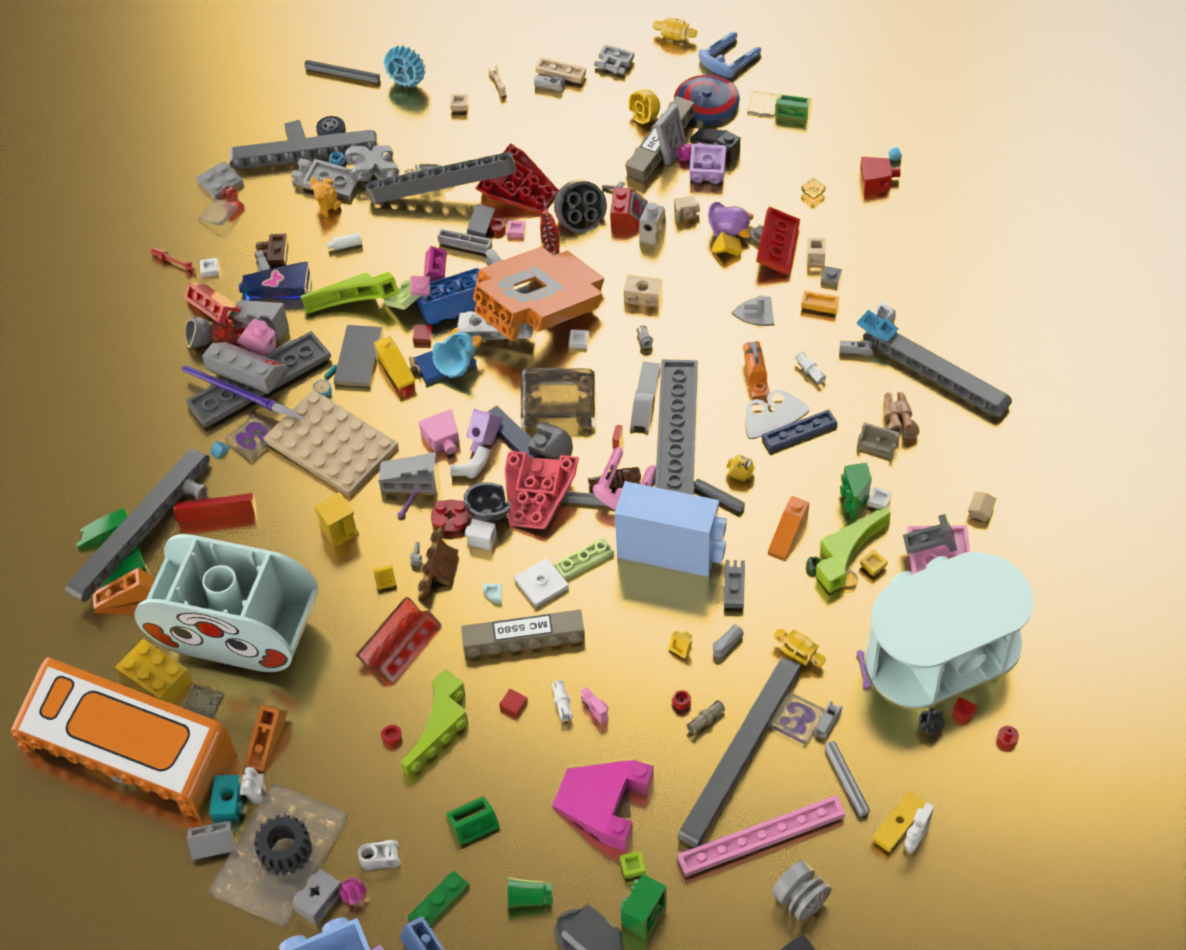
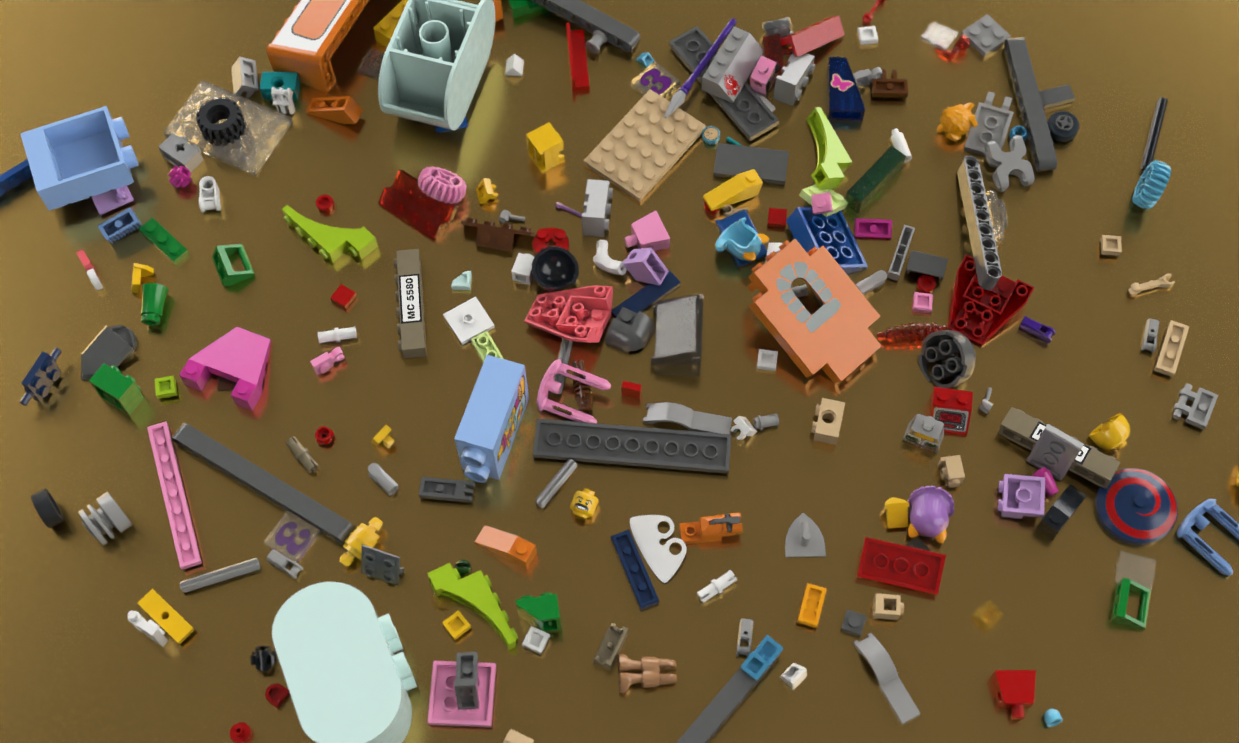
camera: 90 degrees right, 10 degrees up
(380, 610) = (442, 184): none -> bright pink gear
(384, 256) = (875, 179): none -> clear green brick
(492, 918) = (139, 271): none -> yellow tile
(543, 152) = (1033, 327): none -> dark purple bar
(653, 350) = (744, 426): none -> white tile
(824, 626) = (380, 564): none -> dark grey hinge
(884, 250) = (888, 679): none -> light grey piece

